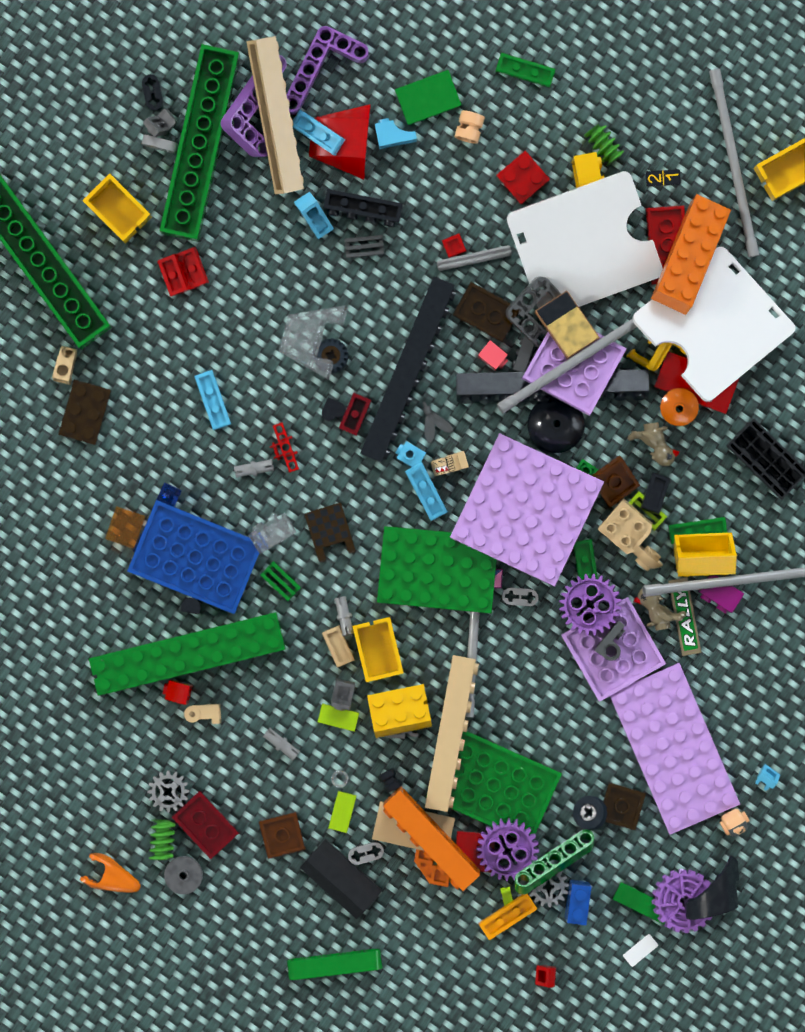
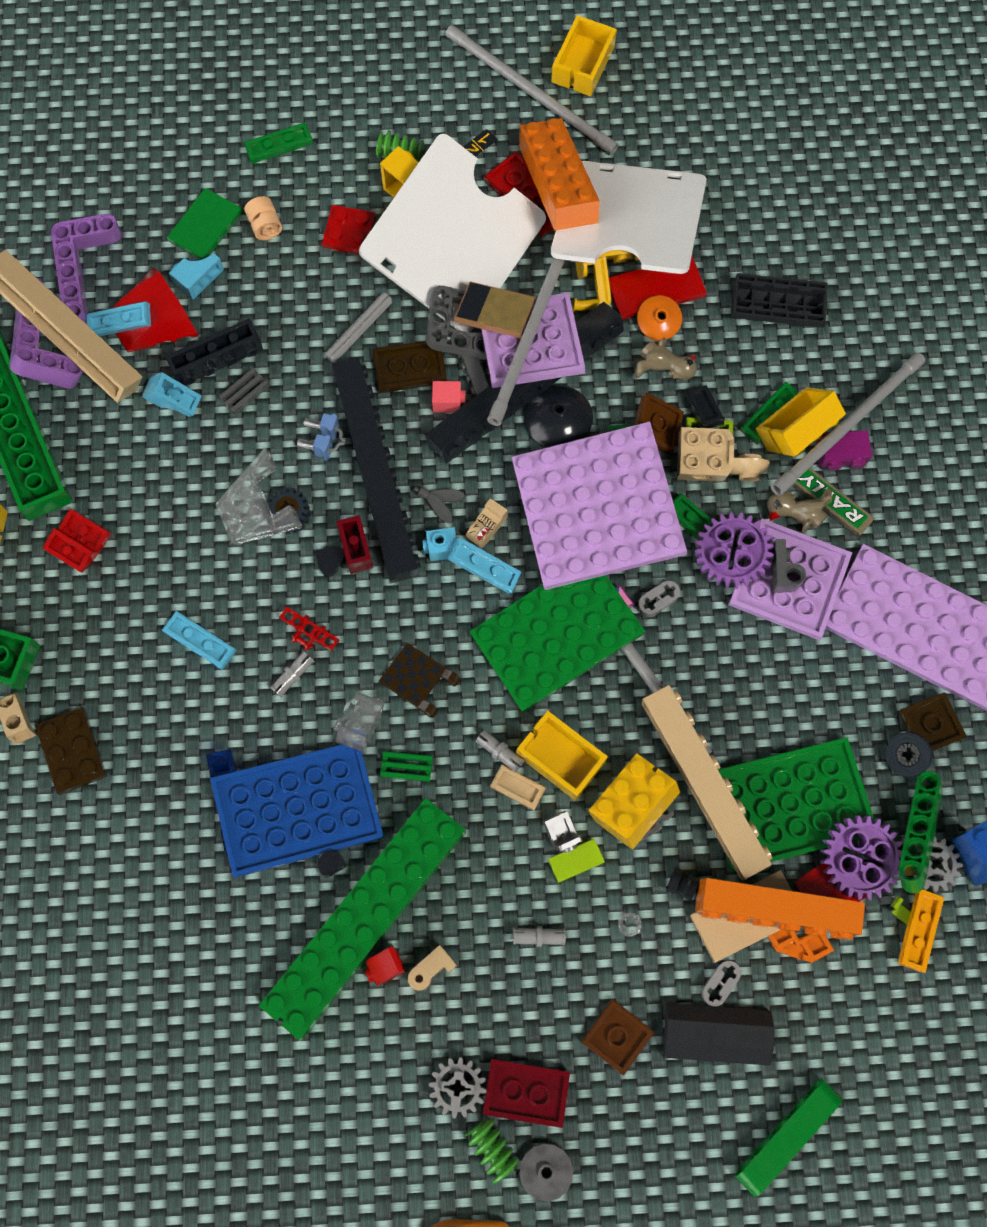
camera: 40 degrees left, 15 degrees down
(125, 527) = (199, 836): clear orange piece -> none
(342, 811) = (660, 958): lime tile -> none
(385, 327) = (322, 445): none -> medium blue piece
(454, 245) = (330, 330): red tile -> none

